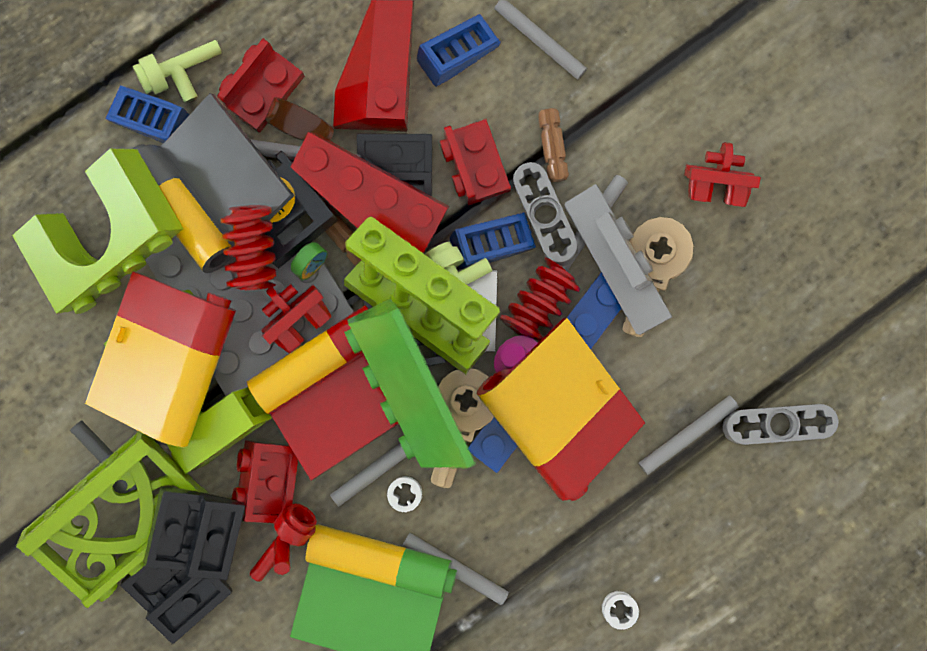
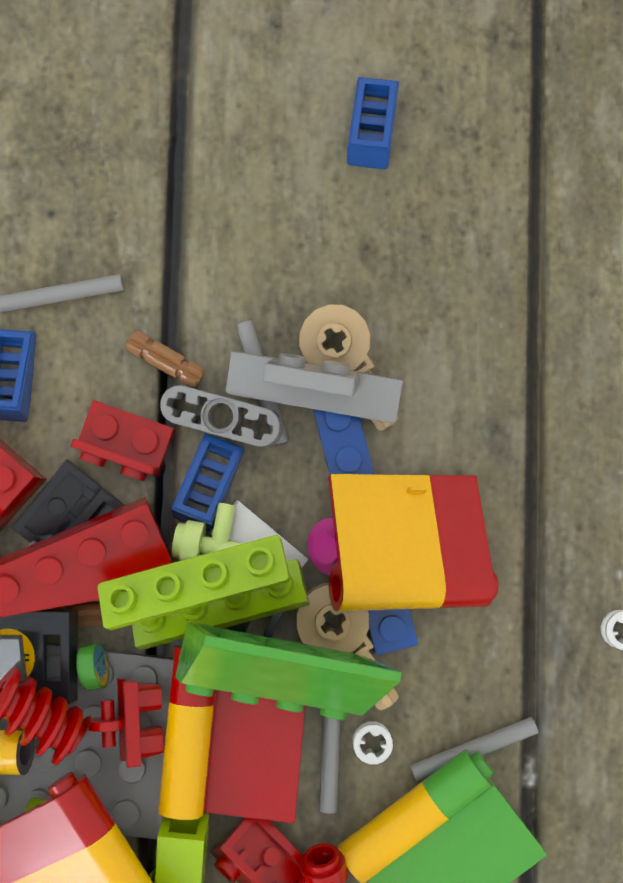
camera: 55 degrees left, 0 degrees up
(541, 301) = (297, 483): red piece -> none
(688, 435) = (516, 446): light grey bar -> none
(738, 182) = (328, 225): red hips -> none
(805, 412) = (594, 340): light grey beam -> none
(814, 167) = (366, 148): none -> blue slope

